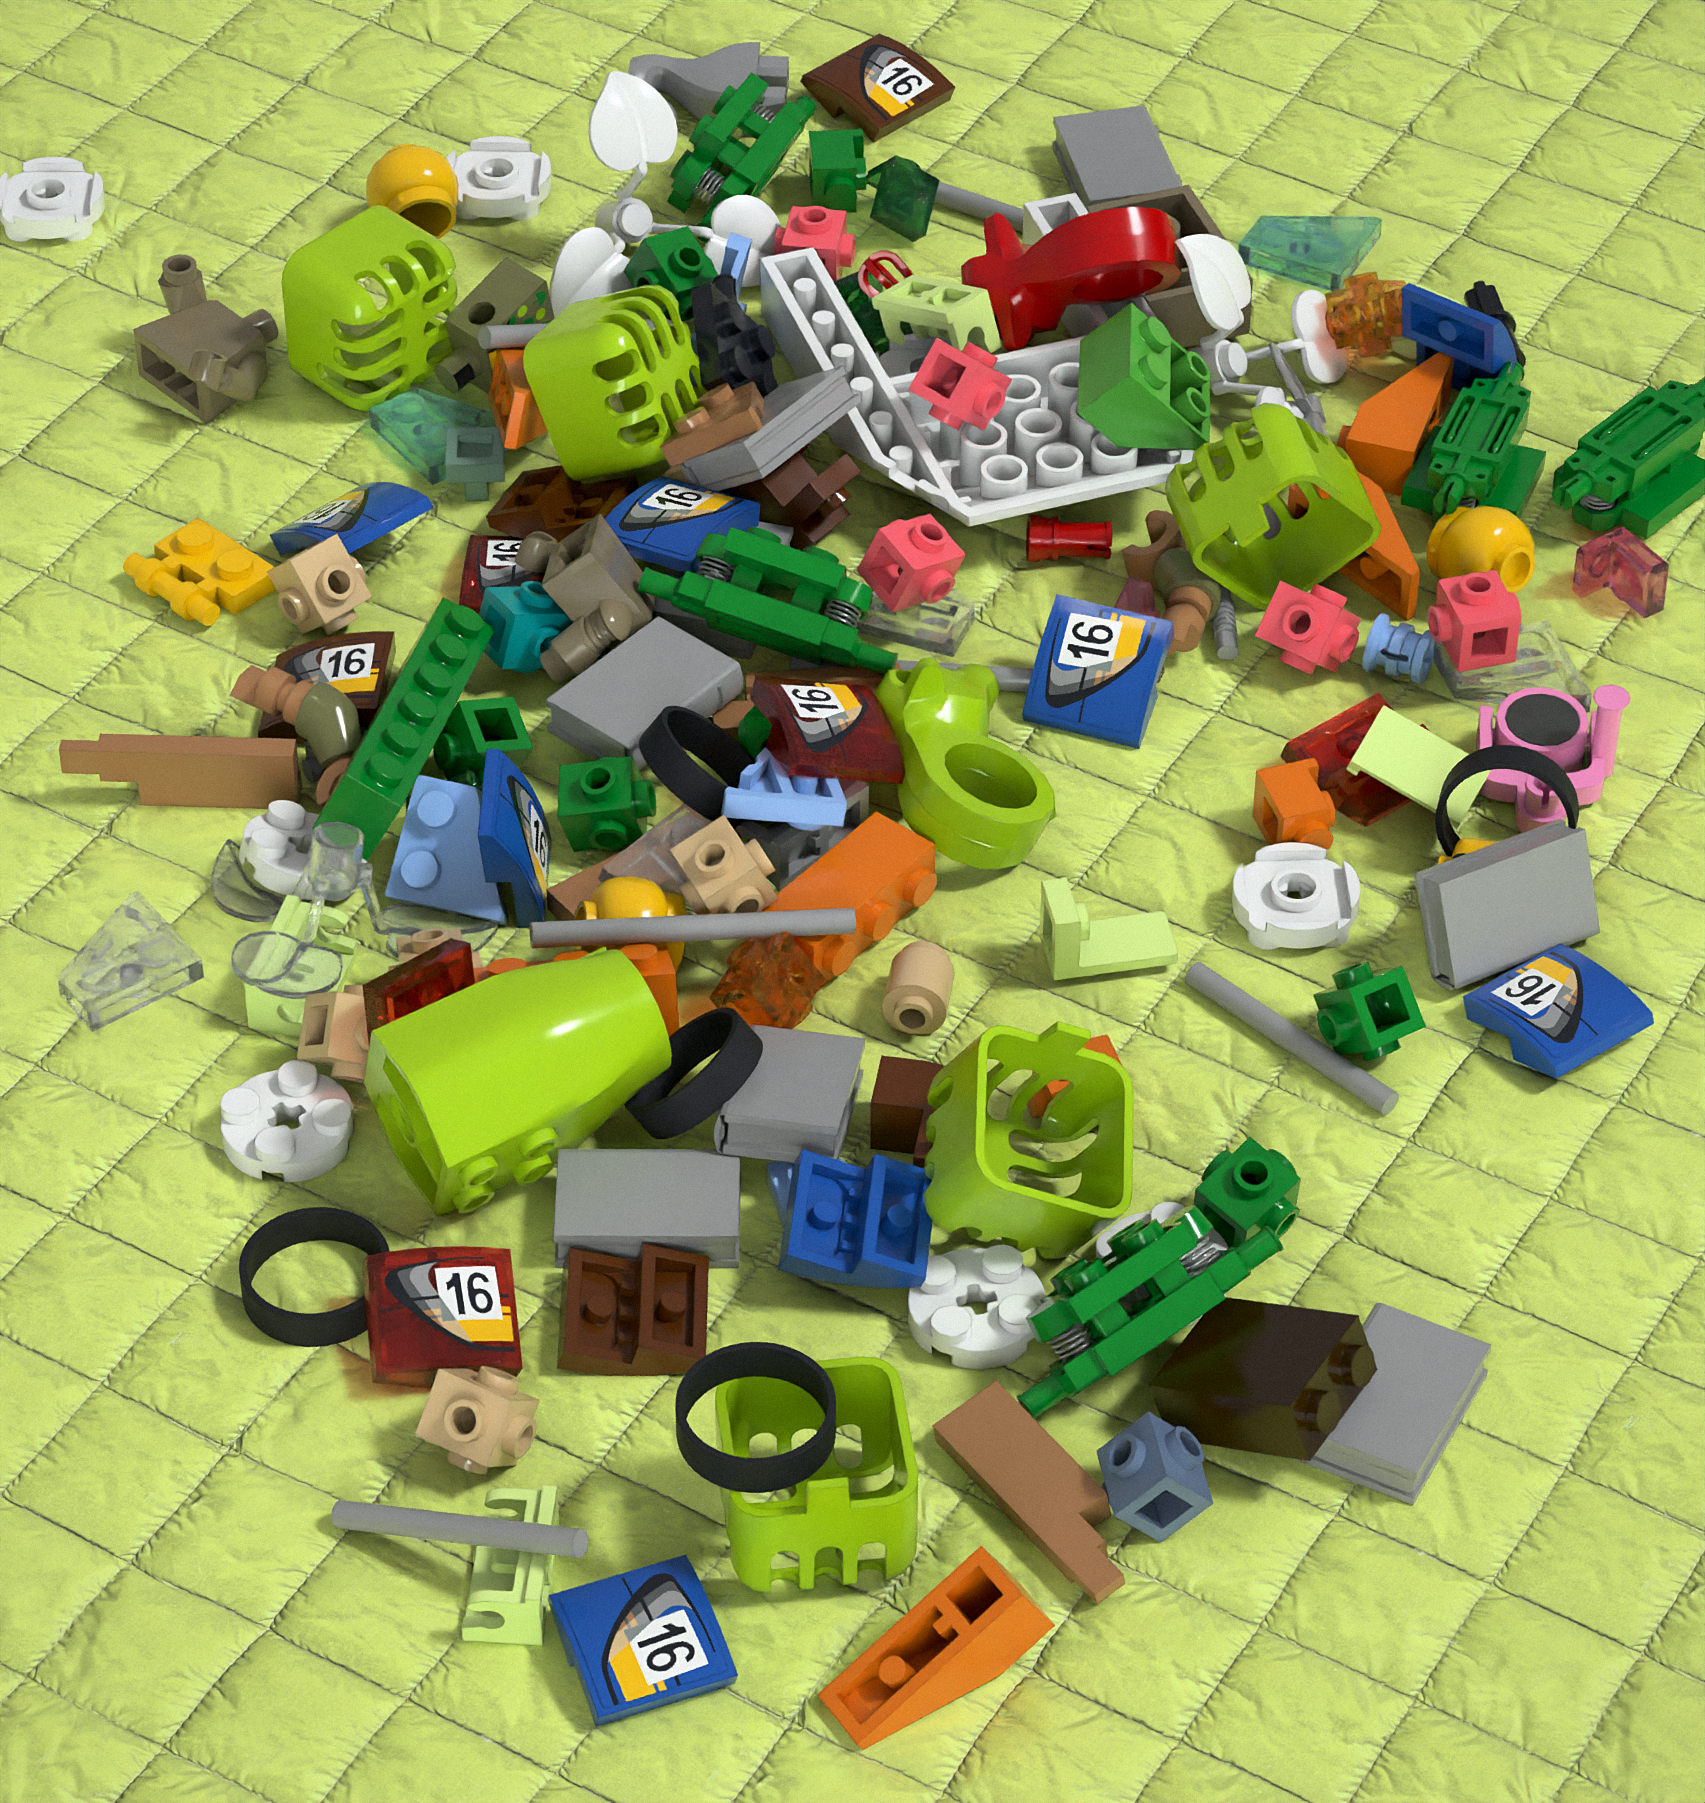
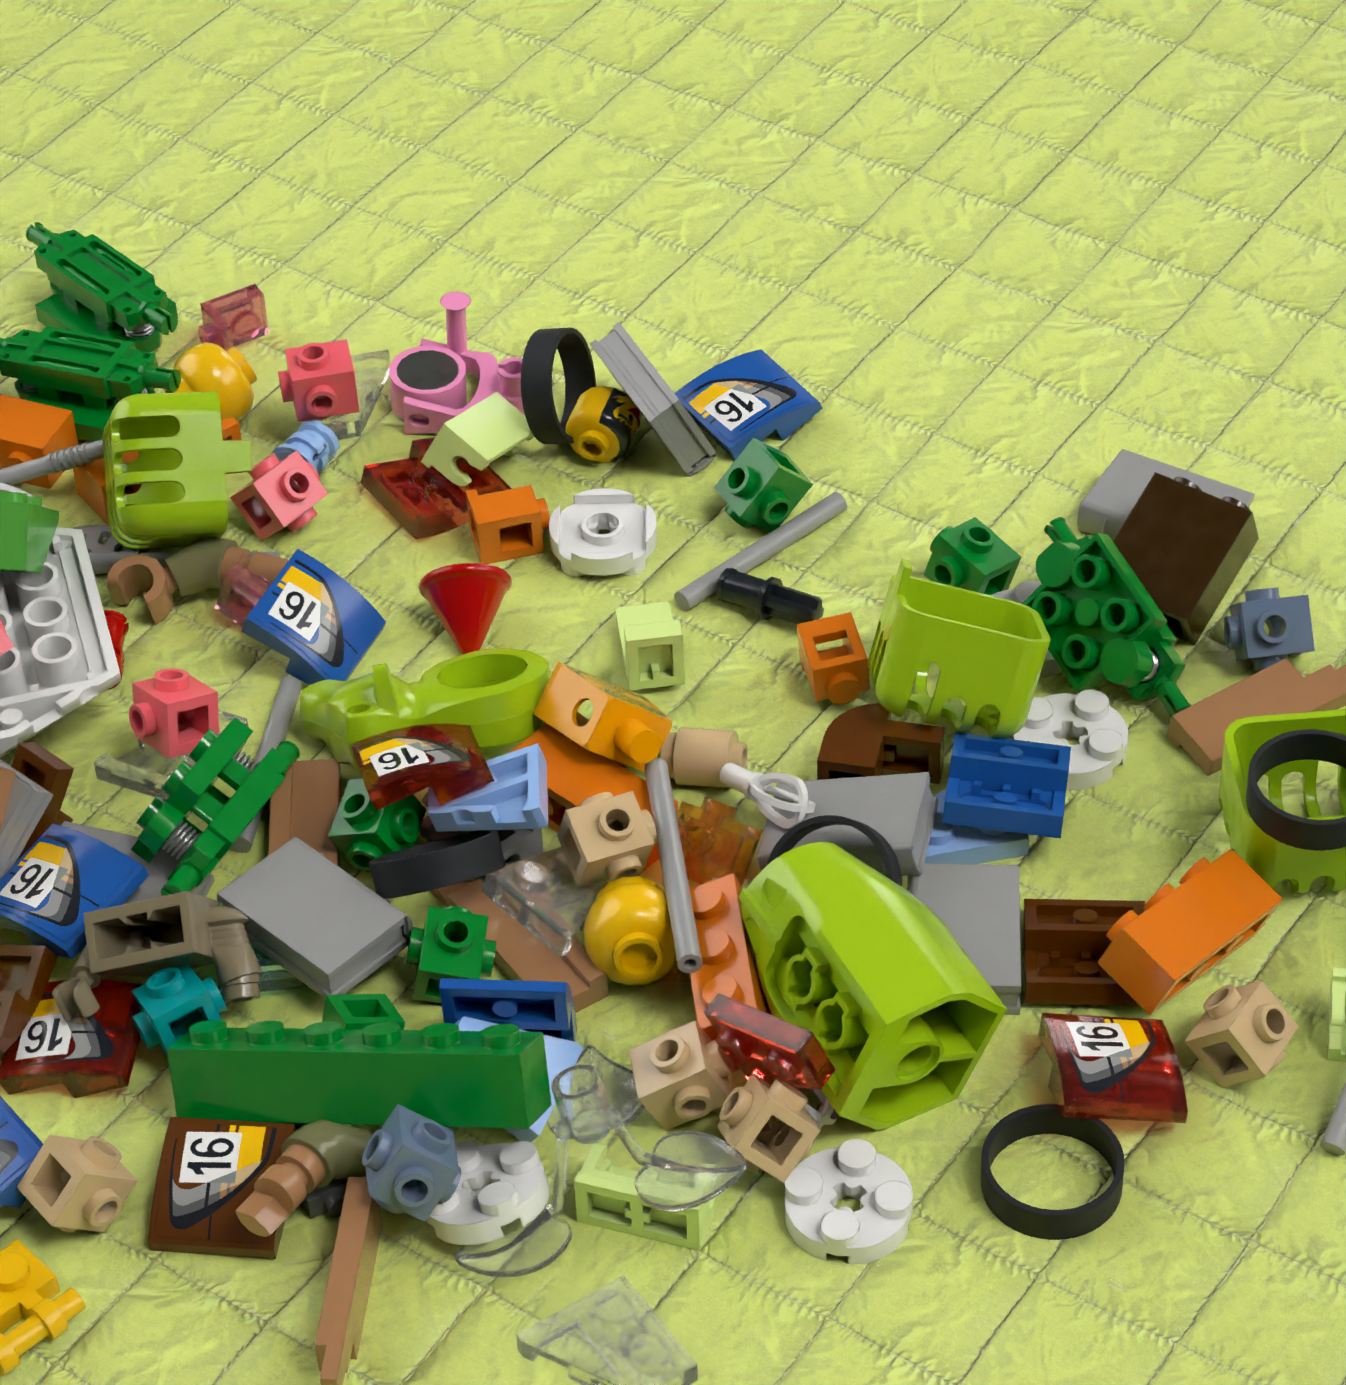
camera: 85 degrees left, 0 degrees up
(287, 763) = (411, 1164): none -> sand blue brick
(613, 1362) = (1187, 929): none -> orange brick
(843, 1013) = (758, 786): none -> white piece
(925, 882) = (622, 722): none -> light orange torso
(1148, 787) = (466, 600): none -> red hat
(1192, 1037) = (768, 597): none -> black axle

